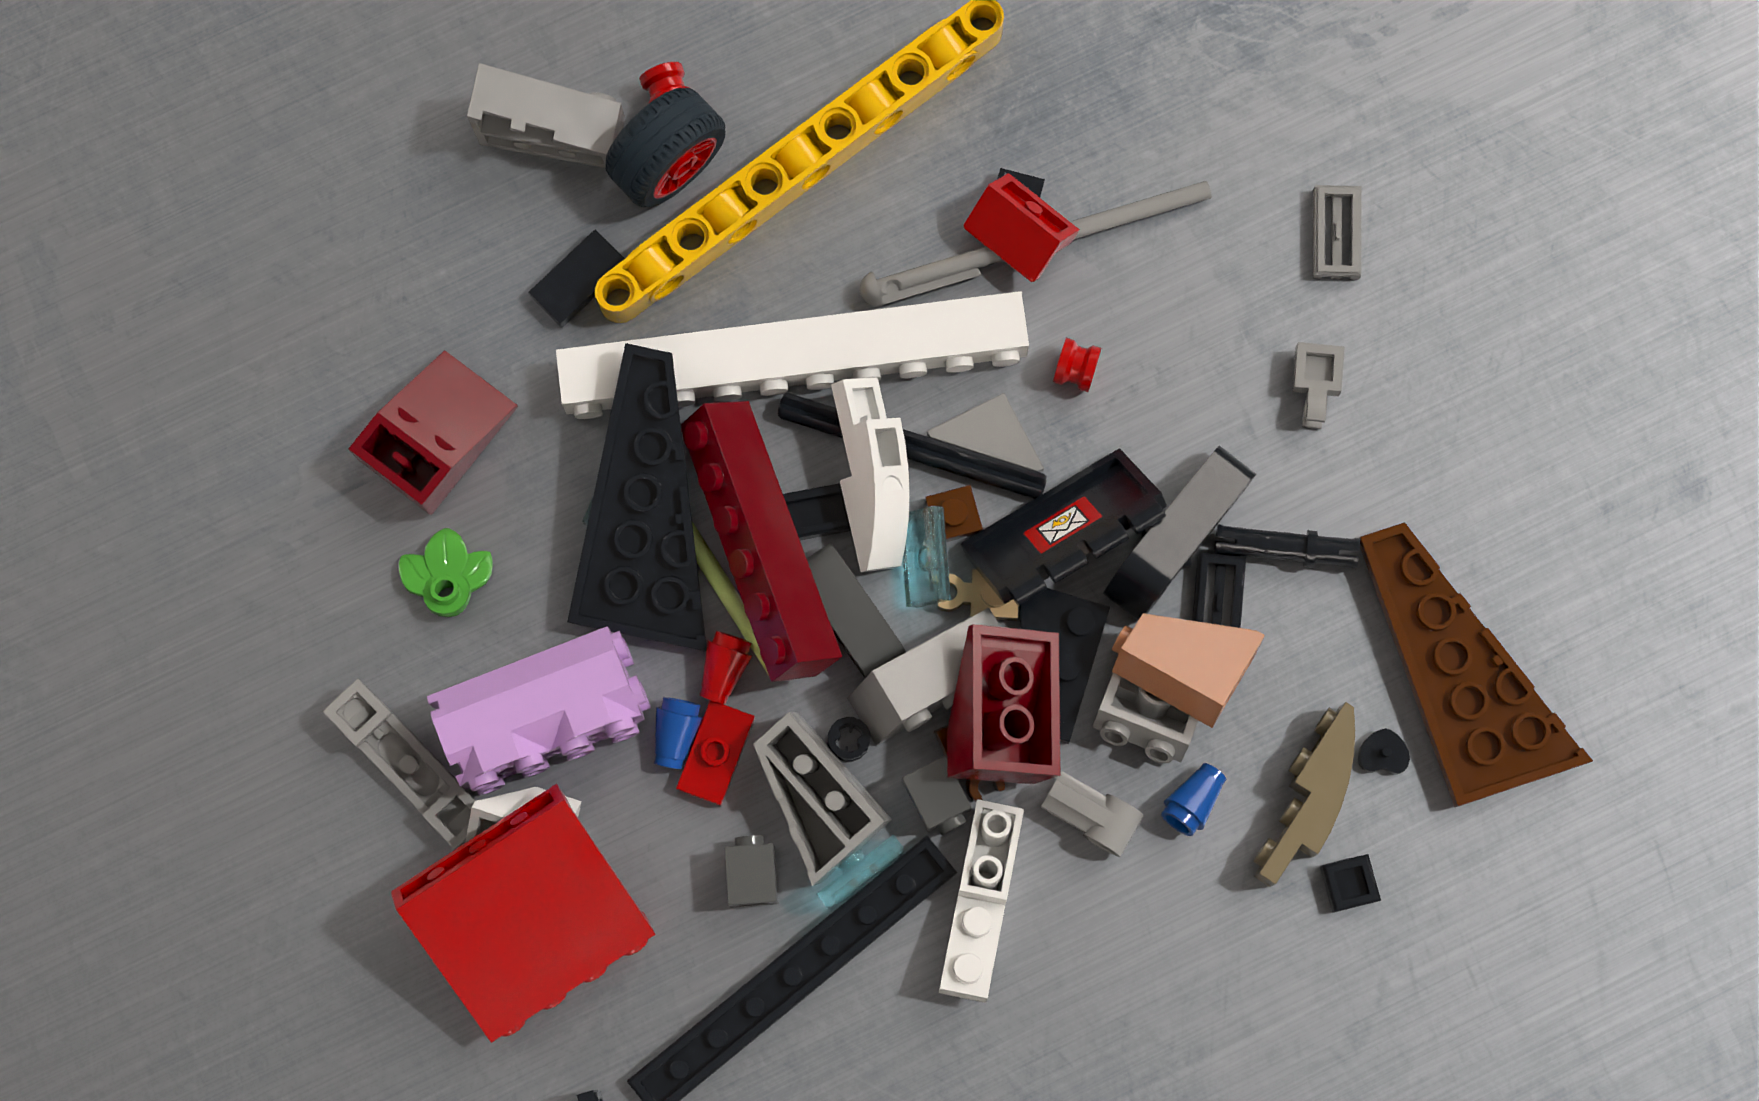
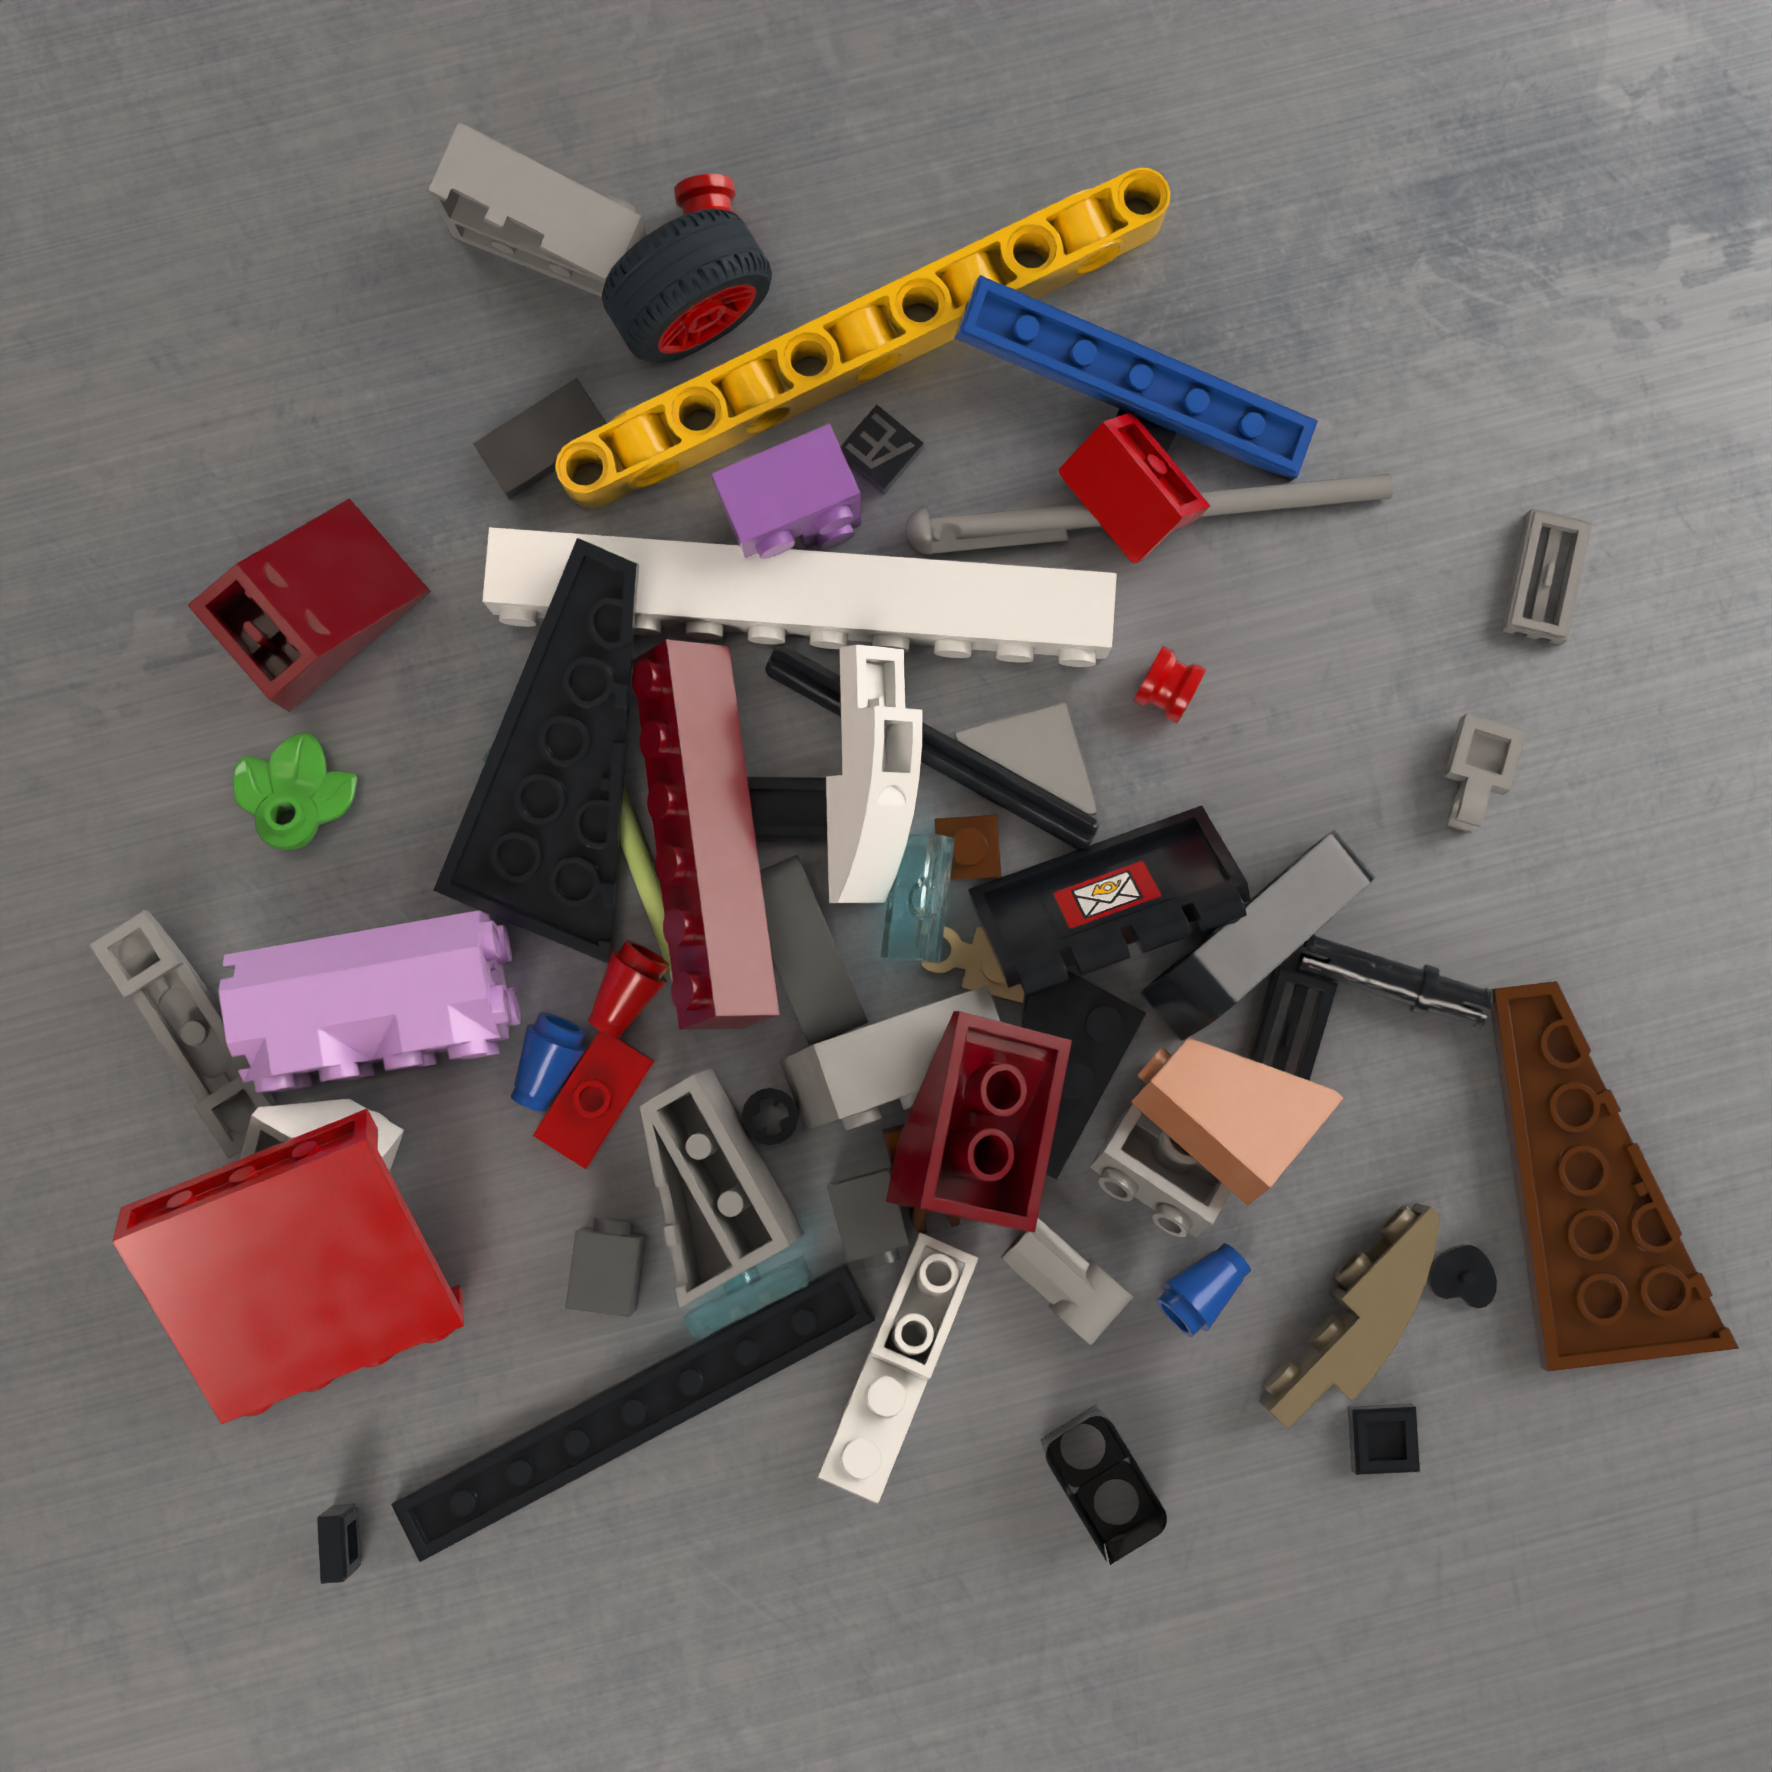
camera: 10 degrees right, 5 degrees up
(772, 281) = (791, 493): none -> medium lavender brick
(829, 237) = (881, 449): none -> black tile
(1006, 149) = (1135, 378): none -> blue tile
(1173, 947) = (1118, 1539): none -> black piece

